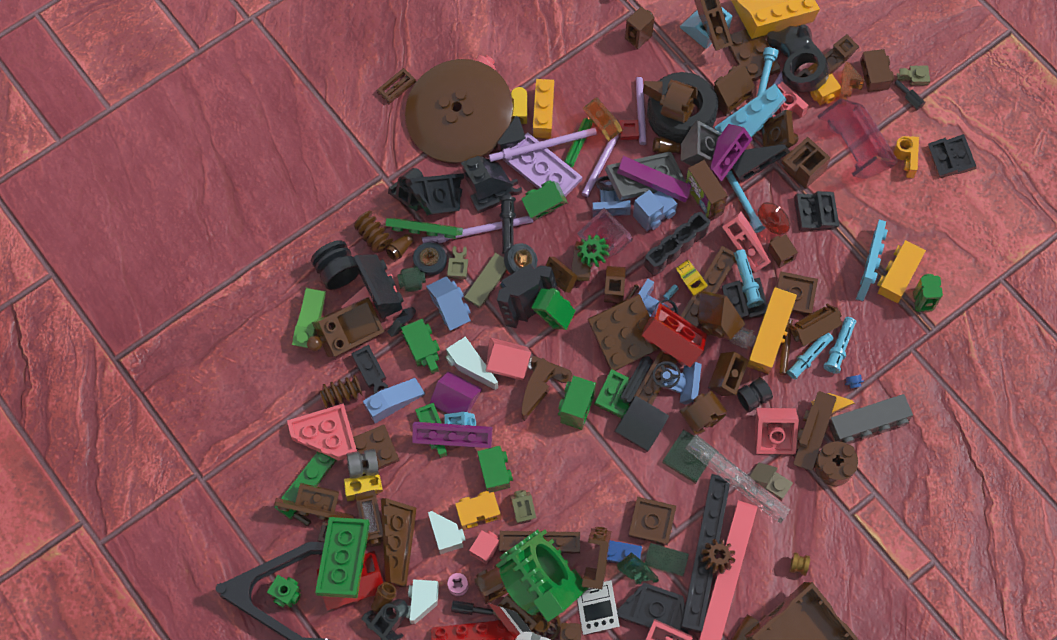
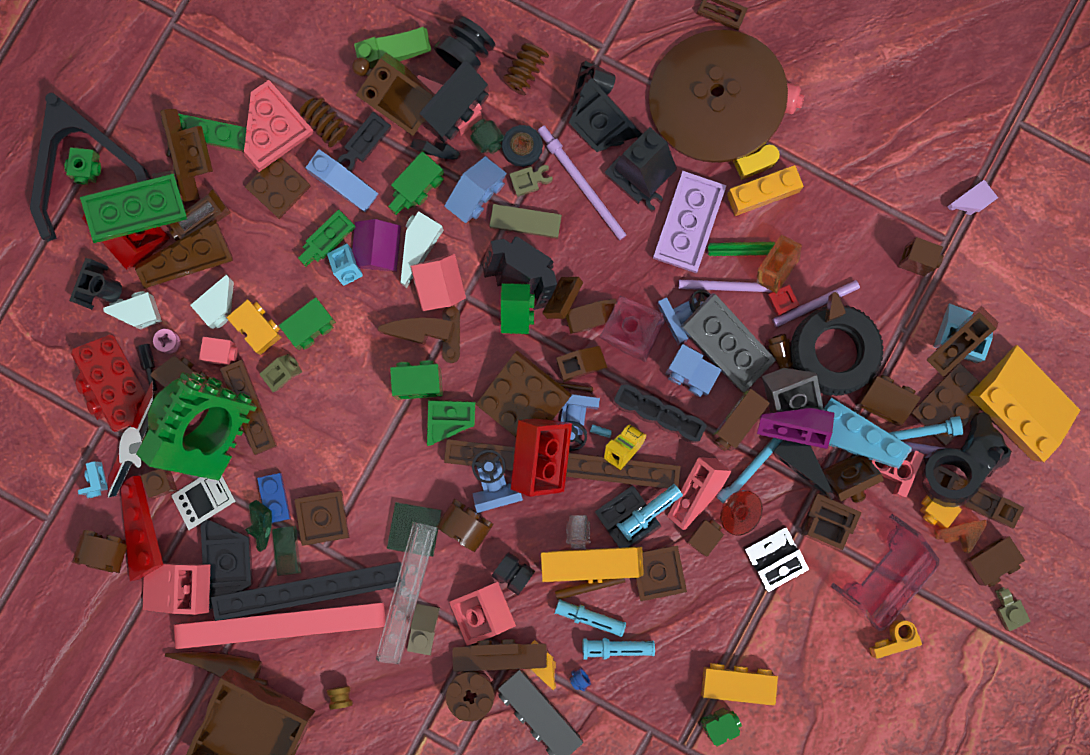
camera: 65 degrees right, 15 degrees up
(355, 463) = (246, 180): flat silver wheel -> none
(362, 484) = (229, 193): yellow leg -> none
(385, 593) = (118, 270): reddish brown cone -> none
(398, 247) = (521, 105): reddish brown cone -> none
(430, 228) = (554, 122): green plate -> none
(452, 434) = (321, 262): magenta plate -> none
(507, 215) = (607, 209): black pin -> none
(509, 153) = (686, 175): lavender bar -> none
(512, 136) = (712, 170): black slope -> none
(522, 252) = (566, 253): black wheel -> none
(544, 200) = (645, 241): green brick -> none
(590, 257) = (606, 330): green gear -> none
(595, 577) = (234, 481): reddish brown panel -> none
(636, 379) = (475, 435): black axle -> none
(641, 423) = (426, 461): black slope -> none
(654, 179) = (724, 354): magenta tile -> none
(678, 101) = (828, 342): reddish brown brick -> none
(715, 549) = (294, 608): reddish brown gear -> none
(718, 316) = (583, 497): reddish brown slope -> none
(728, 374) = (523, 534): reddish brown brick -> none
(816, 324) = (627, 612): reddish brown window -> none
(873, 261) = (734, 647): medium azure wing -> none
(911, 95) = (980, 615): black axle -> none
(952, 156) = (920, 692): black slope -> none

